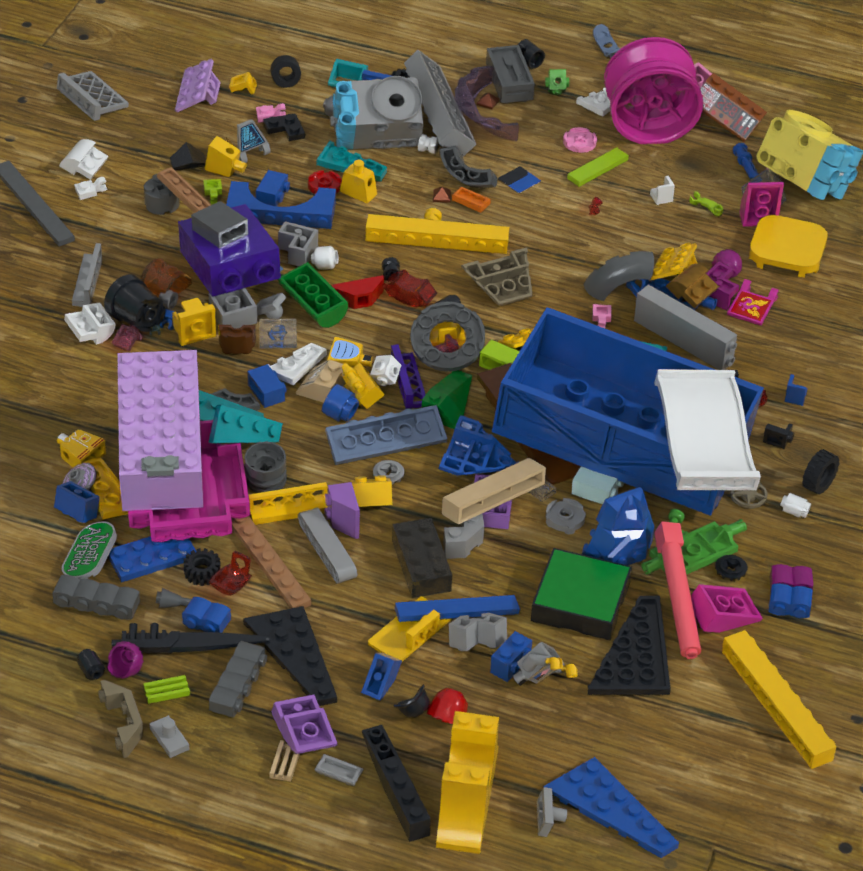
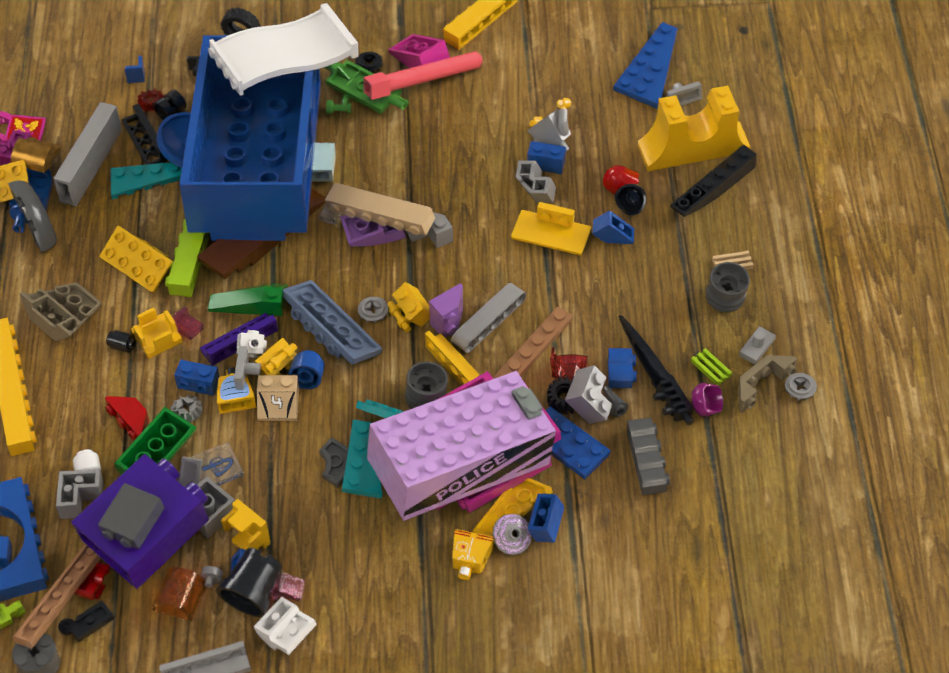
camera: 110 degrees left, 10 degrees up
(90, 550) = (596, 486): tile -> none
(90, 664) = (723, 426): black brick -> none
(103, 741) = (799, 379): none -> light grey gear
(171, 227) = (87, 622): none -> black hinge
(180, 564) = (586, 395): none -> light grey brick
(237, 339) = (253, 483): reddish brown cylinder -> none
(237, 679) = (675, 320): dark grey brick -> none
(245, 726) = (727, 287): none -> dark grey wheel
(266, 385) = (305, 439): blue brick -> none
(295, 650) = (618, 296): black wing -> none
(300, 363) = (260, 429): white wing -> none
(303, 724) = (696, 258): medium lavender slope -> none
(338, 770) = (720, 227): light grey tile -> none
(343, 331) = (194, 405): none -> light grey gear
(356, 352) = (244, 368): none -> light grey tile
(376, 336) = (197, 377): none -> blue brick
(389, 266) = (87, 401): black wheel -> none
(409, 289) = (111, 376): clear red brick -> none
(422, 557) = (470, 246): clear smoke brick -> none
(447, 312) = (170, 332): dark grey plate -> none
(457, 607) = (514, 207): blue tile -> none
(474, 450) = (329, 250): blue wedge -> none
(566, 524) = (368, 182): light grey plate -> none
(581, 593) = (453, 136): green tile -> none
(602, 314) = (84, 224): bright pink plate -> none
(623, 529) = (383, 107): blue wedge -> none
(637, 655) = (500, 88): black wing -> none
(790, 600) = (390, 19): blue brick -> none
(791, 576) = (366, 23): magenta brick -> none

